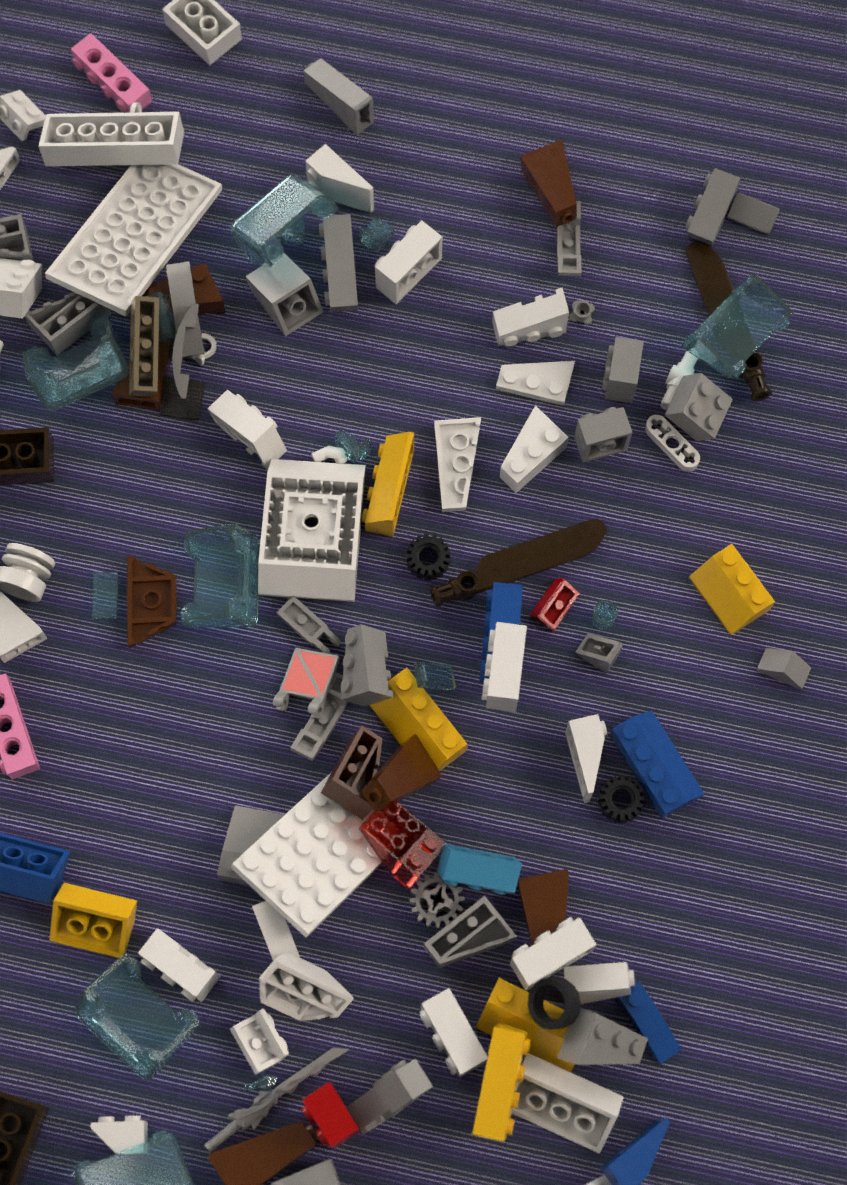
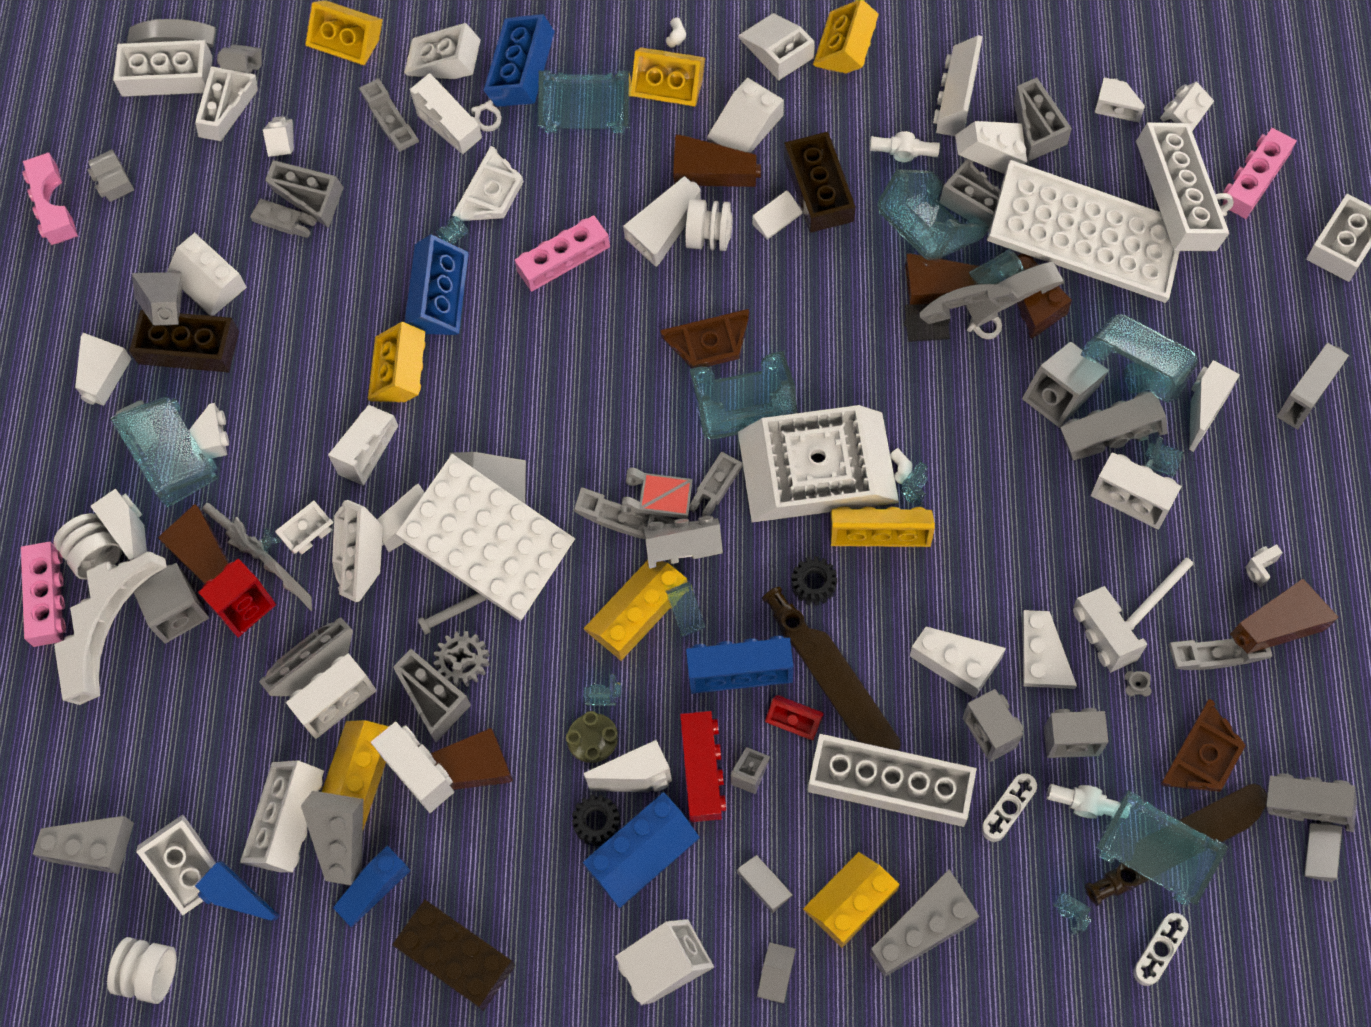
camera: 85 degrees right, 5 degrees down
(26, 508) = (776, 215): none -> white slope
(105, 596) = (706, 303): clear light blue tile -> none
(134, 1018) = (315, 419): clear light blue windscreen -> none
(144, 346) = (957, 261): dark tan brick -> none
(248, 426) = (906, 382): white wedge -> none
(354, 771) = (568, 551): reddish brown wedge -> none
(389, 1095) = (260, 643): light grey wedge -> none
(391, 930) = (446, 614): none -> light grey bar
(400, 1037) = (308, 659): none -> light grey wedge
(402, 775) = (574, 596): reddish brown slope -> none
(402, 843) = (509, 608): clear red slope -> none
(455, 456) = (931, 585): white wing -> none
(478, 869) = (494, 687): dark azure brick -> none
(496, 189) = (1262, 559): none -> white bracket
(499, 774) = (600, 695): none -> clear light blue bracket
(500, 1082) = (285, 742): yellow slope -> none
(502, 273) = (1160, 591): none -> white bar
(504, 666) = (692, 658): white brick -> none
(536, 1005) = (368, 786): black tyre -> none
(540, 789) = (592, 737): none -> olive dish
(588, 694) = (701, 766): none -> red brick
(601, 980) = (395, 819): white slope -> none
(605, 609) = (790, 762): clear light blue wheel -> none
(634, 531) = (892, 780): none -> white brick
(654, 275) = (1206, 753): none -> reddish brown wing
(698, 407) = (1054, 823): light grey brick -> none
(704, 662) = (764, 883): none -> light grey slope
(727, 950) = (454, 955): none -> dark brown brick
(763, 761) = (663, 961): none -> white slope
(766, 533) = (932, 920): none -> light grey wedge
(773, 411) = (1072, 908): none -> clear light blue bracket
(829, 363) = (1177, 936): none -> white beam

